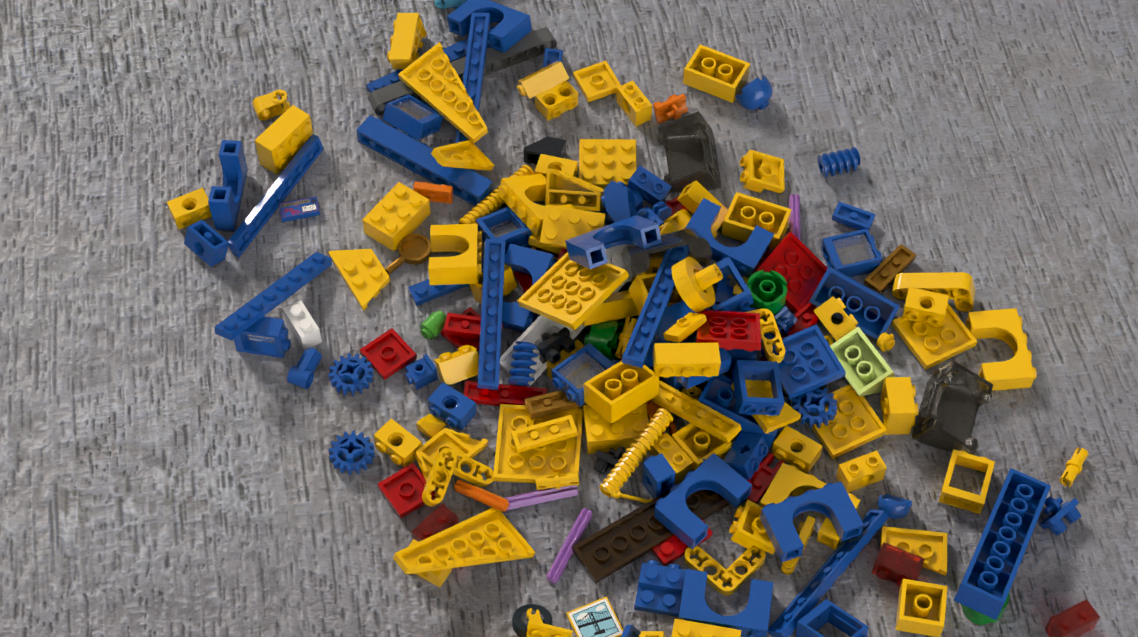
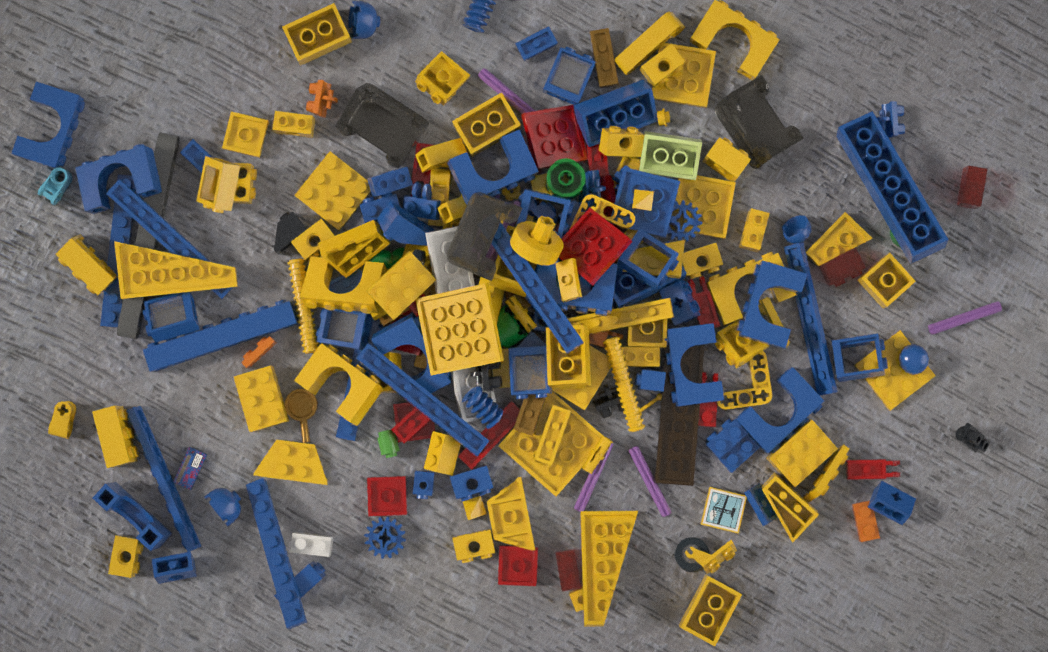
camera: 55 degrees left, 30 degrees up
(287, 243) = (225, 504): none -> blue cylinder
(303, 372) = (355, 572): blue piece -> none
(349, 450) = (462, 590): blue gear -> none
(453, 467) = (530, 523): yellow beam -> none
(462, 155) = (246, 307): yellow wing -> none
(481, 495) = (565, 516): orange axle -> none
(590, 247) = (443, 247): blue arch -> none
(686, 359) = (600, 304): yellow brick -> none
(802, 354) = (643, 200): none -> yellow slope
(961, 498) = (812, 184): yellow window -> none
(1073, 467) = (863, 75): yellow pin -> none

